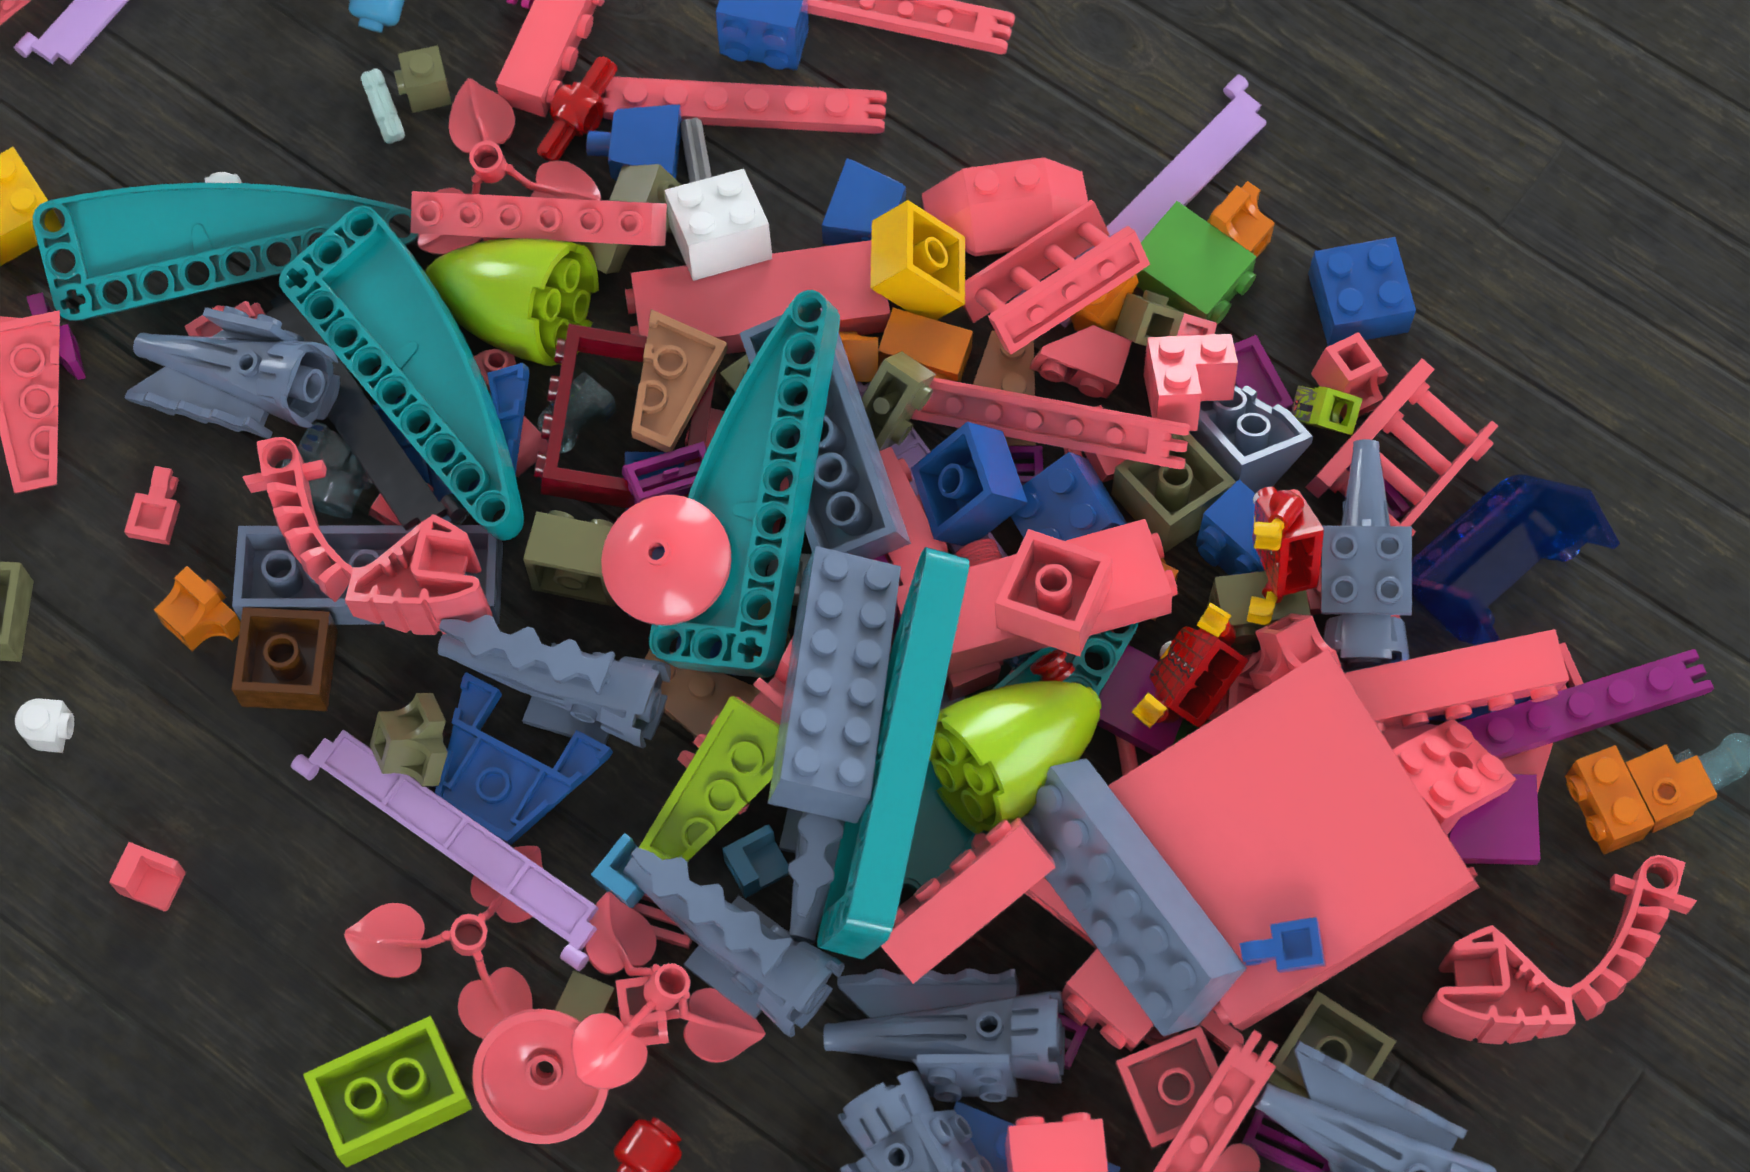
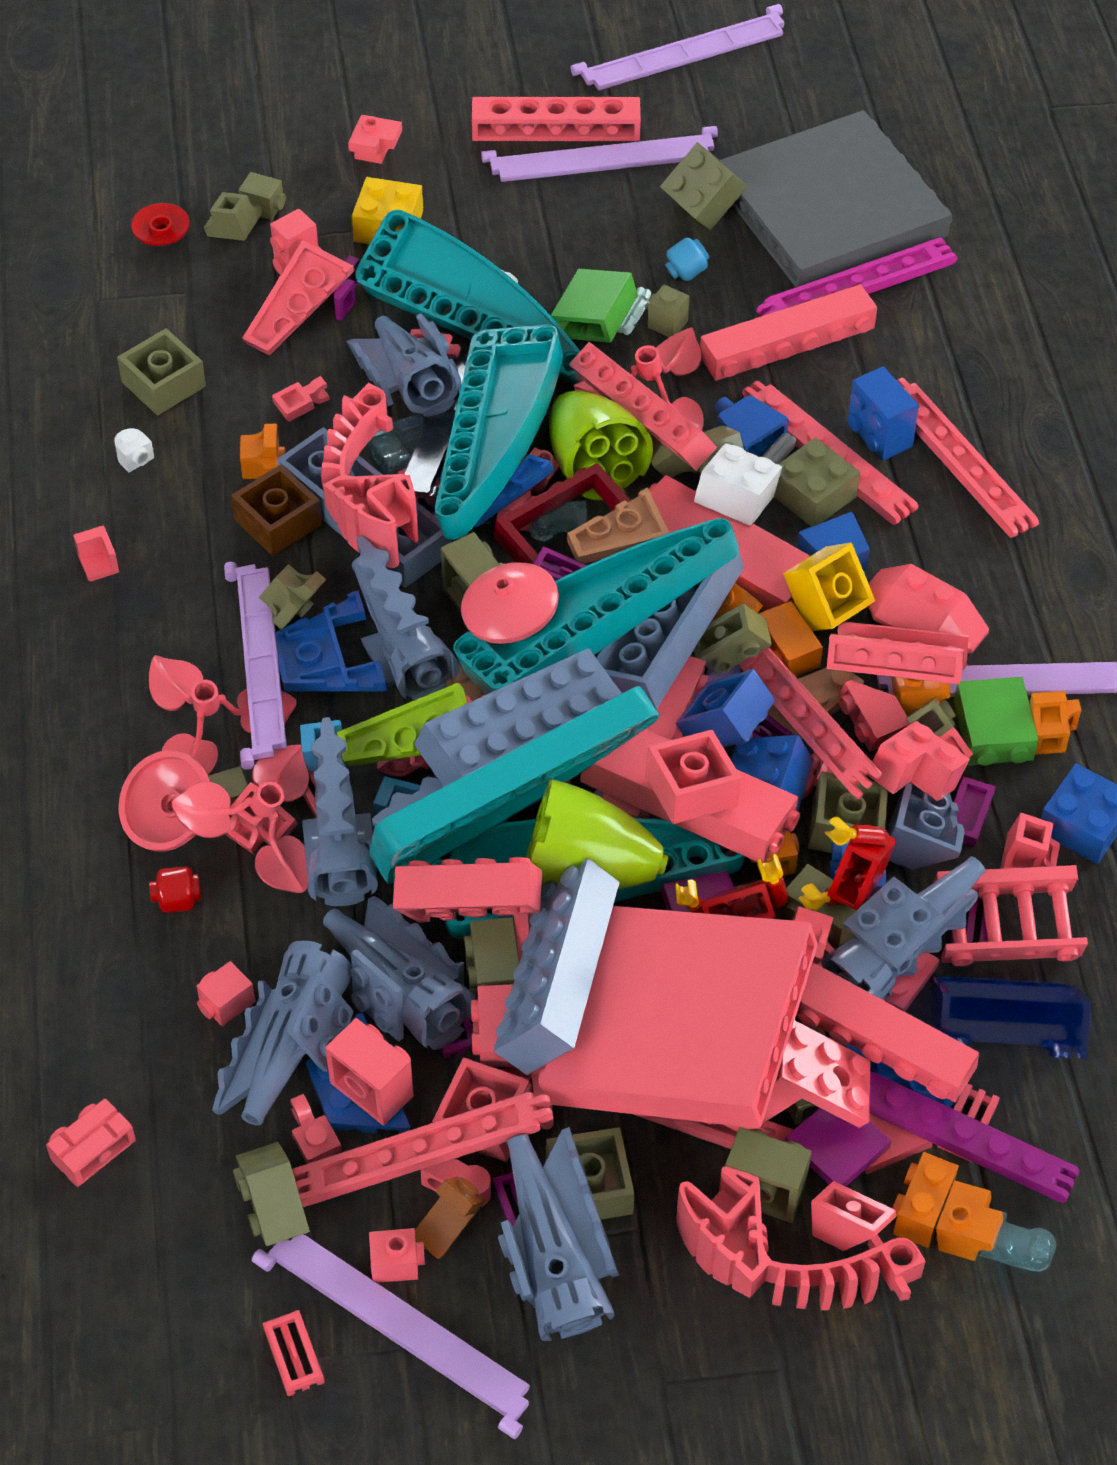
camera: 45 degrees right, 15 degrees down
(345, 135) = (595, 304): none -> bright green brick
(387, 1091) = (85, 742): lime brick -> none
(577, 109) = (733, 384): red axle -> none
(774, 150) = (816, 482): none -> olive brick
(1037, 943) = (491, 953): none -> olive brick
(1053, 666) = (662, 831): red bush -> none
(1293, 946) = (611, 1059): blue plate -> none
(1323, 406) = (987, 847): lime leg -> none
(1496, 902) = (780, 1170): none -> olive brick
(1581, 881) = (847, 1217): none -> coral slope

